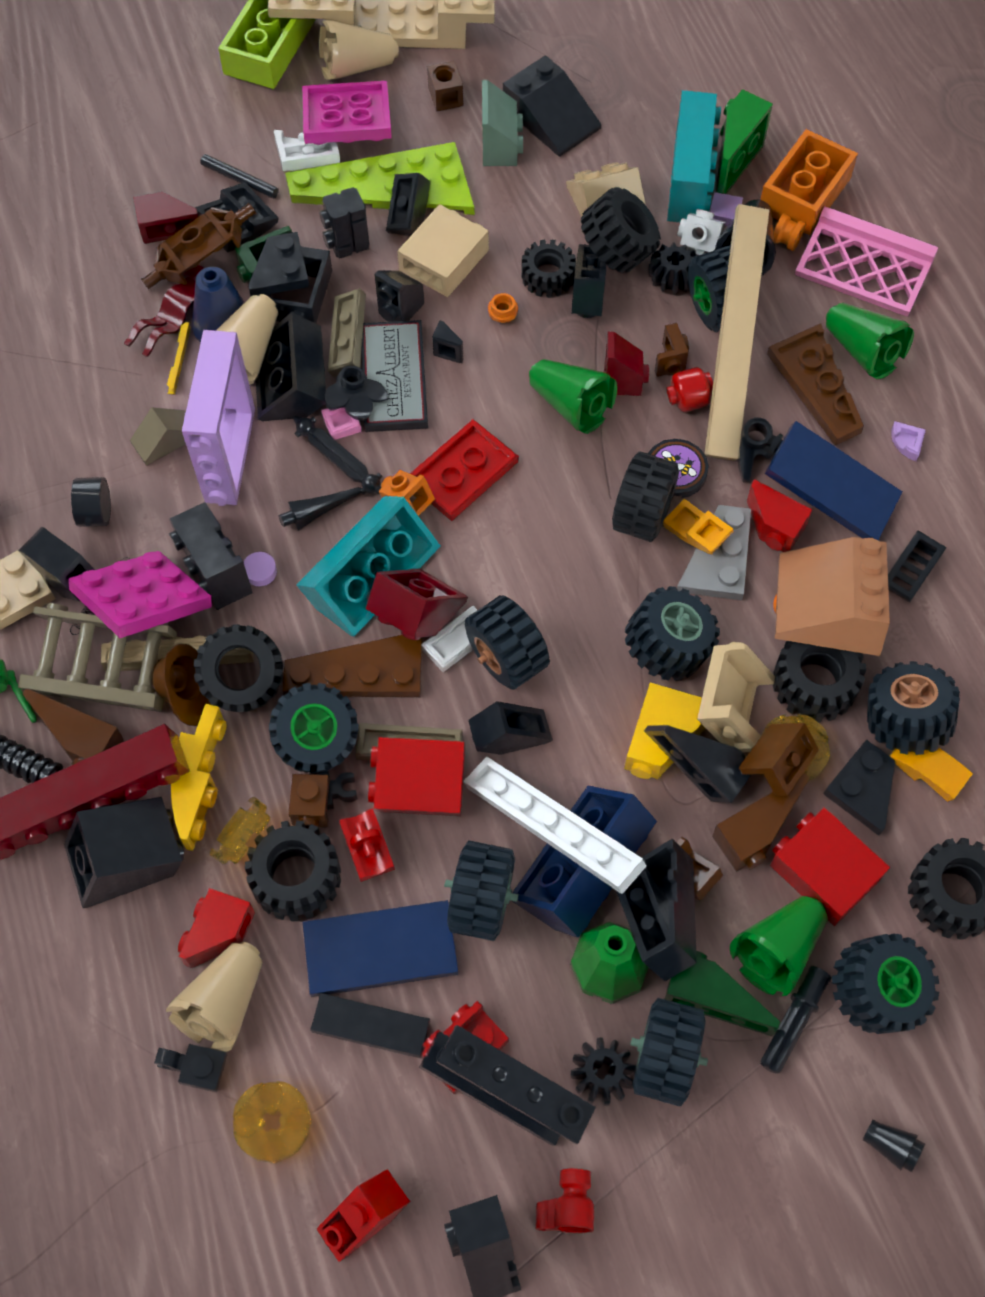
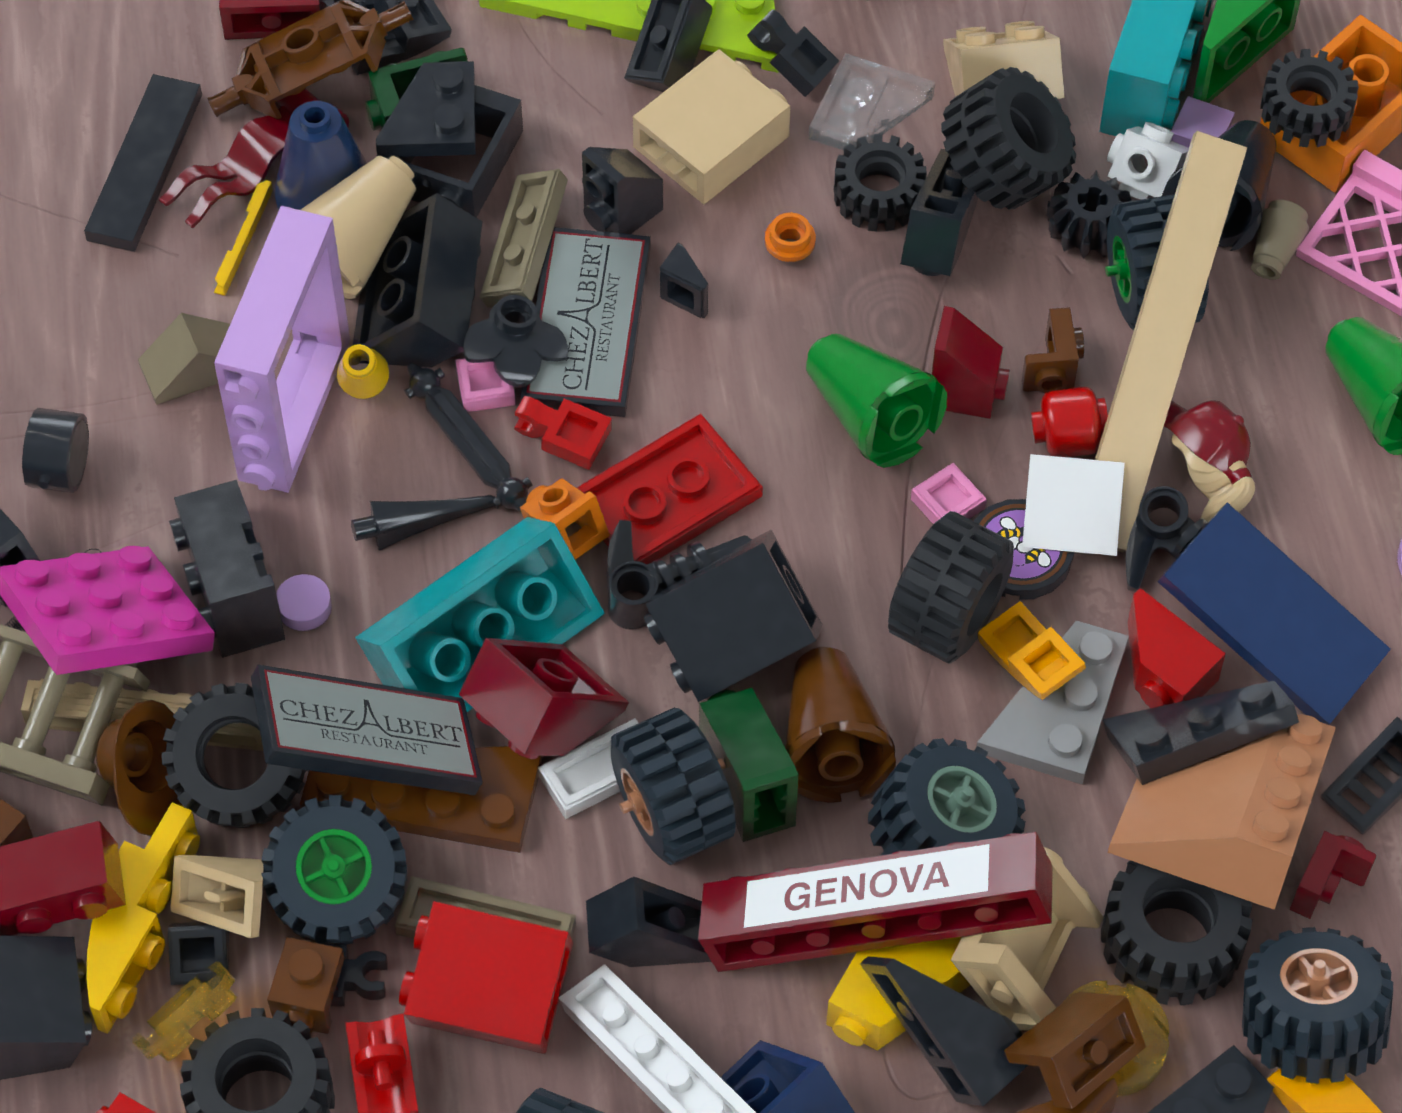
camera: 10 degrees right, 5 degrees down
(109, 323) = (143, 163): none -> black tile
(237, 790) = (193, 949): none -> black slope
(245, 753) = (219, 892): none -> tan slope
(267, 432) = (364, 382): none -> yellow cone
(315, 640) = (365, 730): none -> tile
(345, 223) = (556, 57): black brick -> none
(397, 442) = (568, 433): none -> red plate
(473, 521) = (649, 579): none -> black piece
(485, 201) = (799, 56): none -> black plate
(520, 536) = (733, 617): none -> black slope
(530, 222) = (866, 102): none -> clear wing
(553, 617) = (756, 762): none -> dark green slope
(593, 592) = (835, 730): none -> reddish brown cone
(627, 444) = (948, 492): none -> bright pink tile
(645, 691) = (877, 902): none -> dark red brick
(703, 437) = (1073, 505): none -> white sticker
(780, 394) = (1215, 453): none -> dark red hair
(785, 265) = (1278, 238): none -> dark tan cone
(789, 232) = (1298, 182): orange wheel -> none
(793, 167) = (1309, 75): none -> black tyre
(804, 558) = (1197, 729): none -> black wing
(813, 375) = (1291, 443): reddish brown wing -> none
(902, 619) = (1332, 860): none -> dark red bracket

